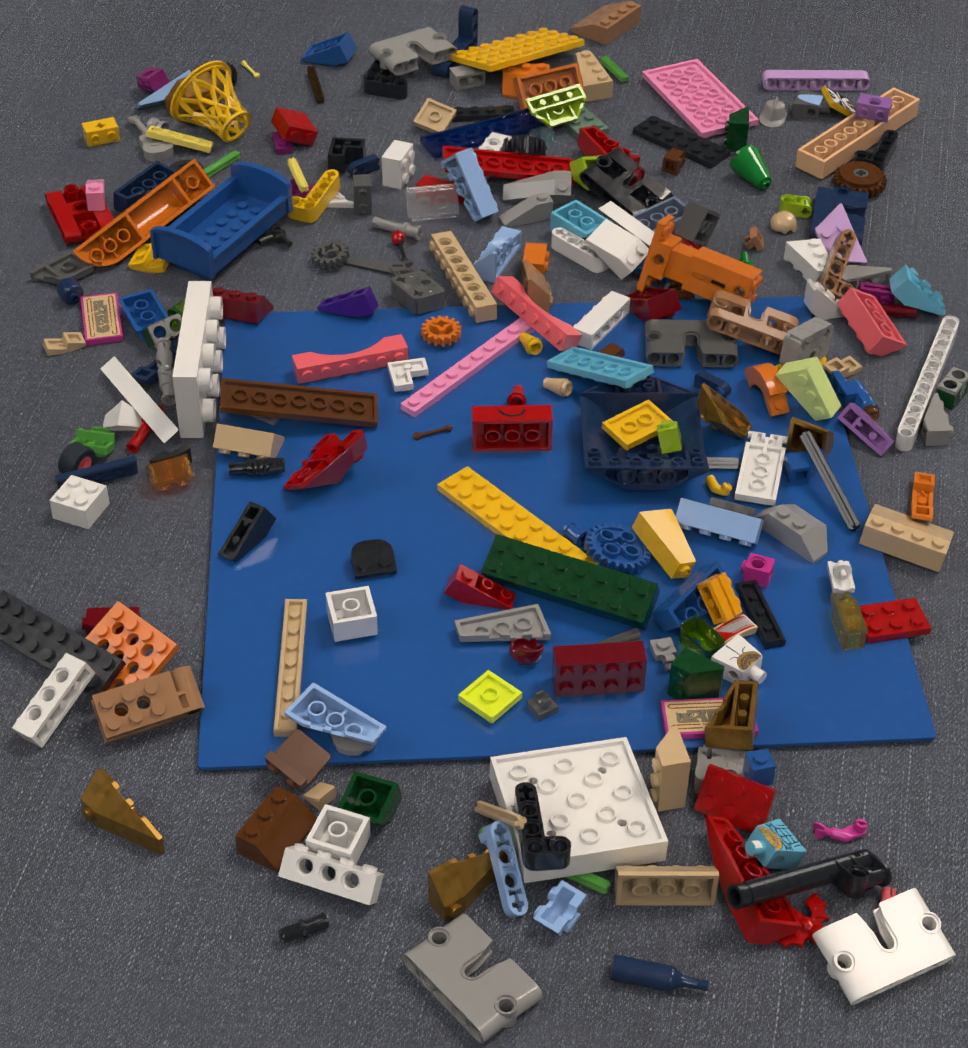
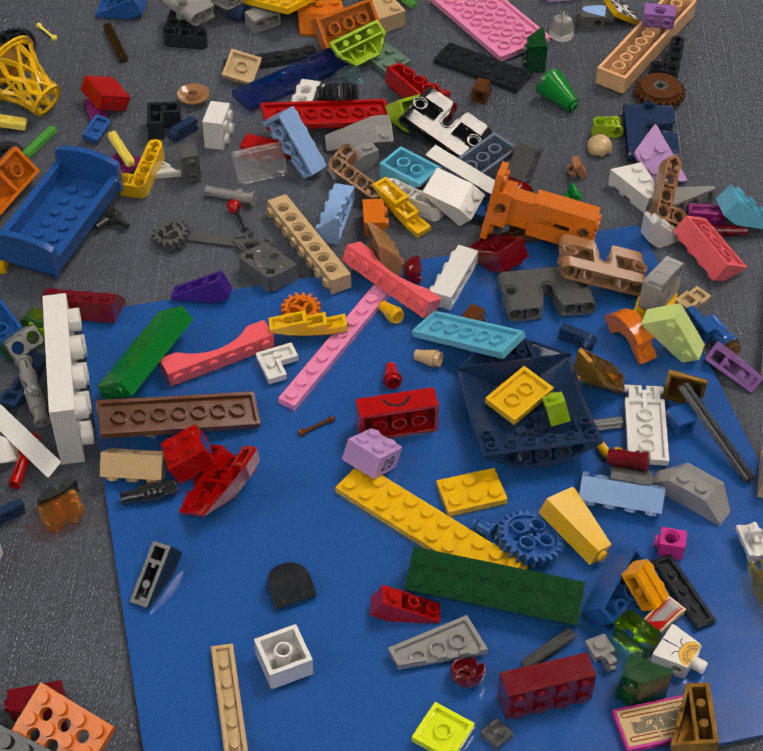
camera: 10 degrees left, 5 degrees up
(278, 157) = (96, 129): none -> blue plate
(281, 347) = (144, 353): none -> green brick
(300, 436) = (187, 453): none -> red brick
(381, 136) = (193, 94): none -> medium nougat dish
(437, 342) = (301, 324): none -> yellow slope
(479, 457) = (372, 453): none -> lavender brick
(514, 214) = (347, 168): none -> medium nougat beam
(560, 307) = (412, 269): none -> dark red hair
(562, 252) = (399, 205): none -> yellow slope
(571, 505) = (471, 492): none -> yellow plate
(728, 491) = (630, 459): none -> dark red axle

